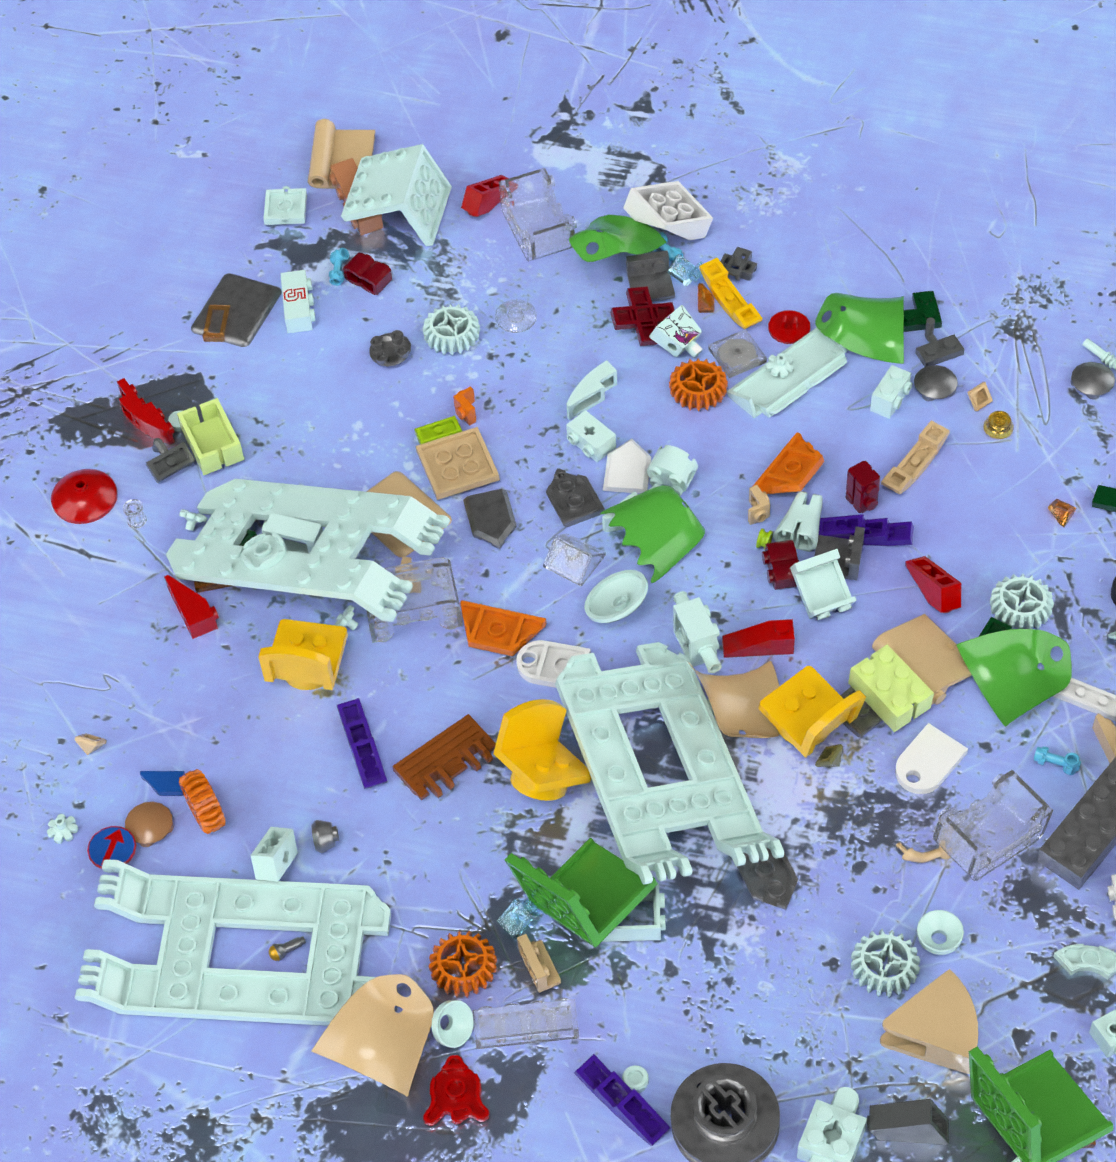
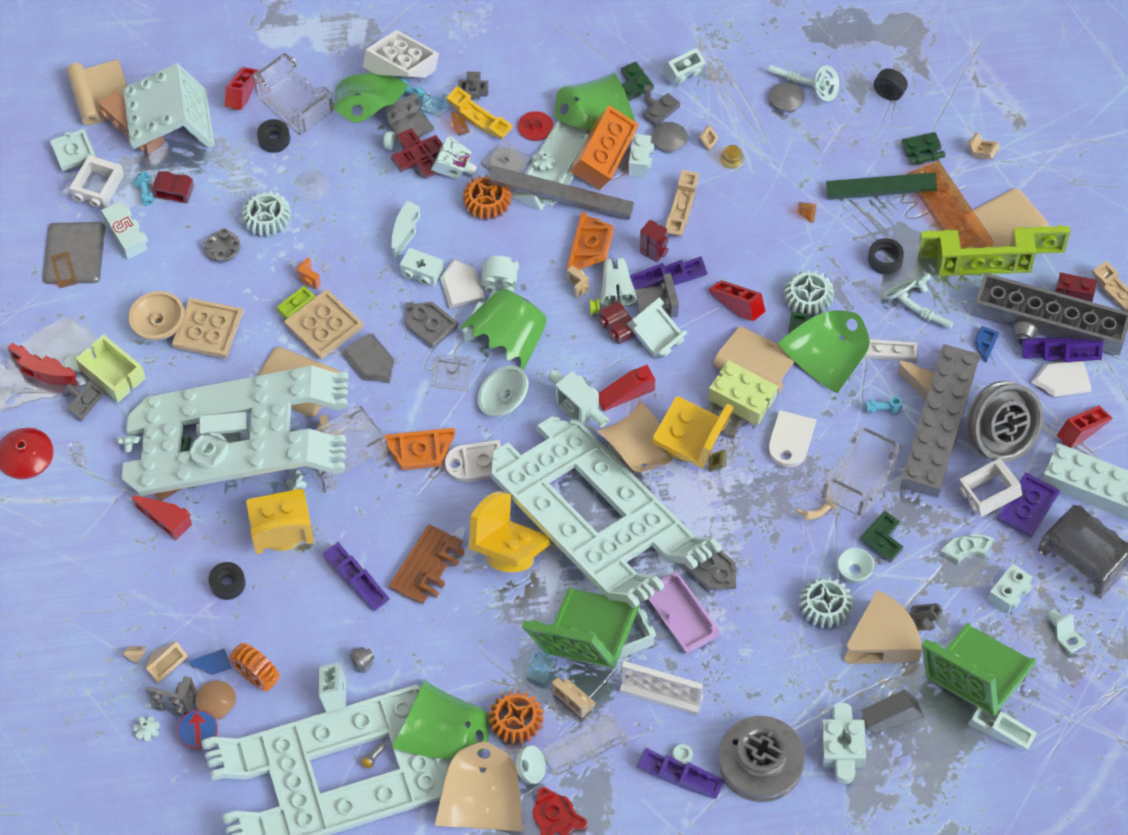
camera: 25 degrees left, 5 degrees up
(108, 810) = (179, 702): none -> flat silver bracket
(116, 762) = (165, 660): none -> tan slope
(228, 710) = (229, 591): none -> black tyre
(284, 397) = (154, 308): none -> tan dish
(296, 226) = (102, 167): none -> white window
(333, 428) = (208, 328): none -> tan plate
(367, 937) = (438, 724): none -> bright green piece
(495, 243) = (277, 144): none -> black tyre
(618, 294) = (389, 140): none -> light aqua tile
(642, 992) = (661, 688): none -> white fence
(708, 915) = (683, 614): none -> lavender container
(783, 404) = (561, 192): none -> flat silver tile
(851, 369) = (604, 147): none -> orange piece
(983, 911) = (878, 537): none -> dark green plate
(984, 311) = (684, 66): none -> light aqua brick
(998, 1021) = (924, 615): none -> dark grey piece

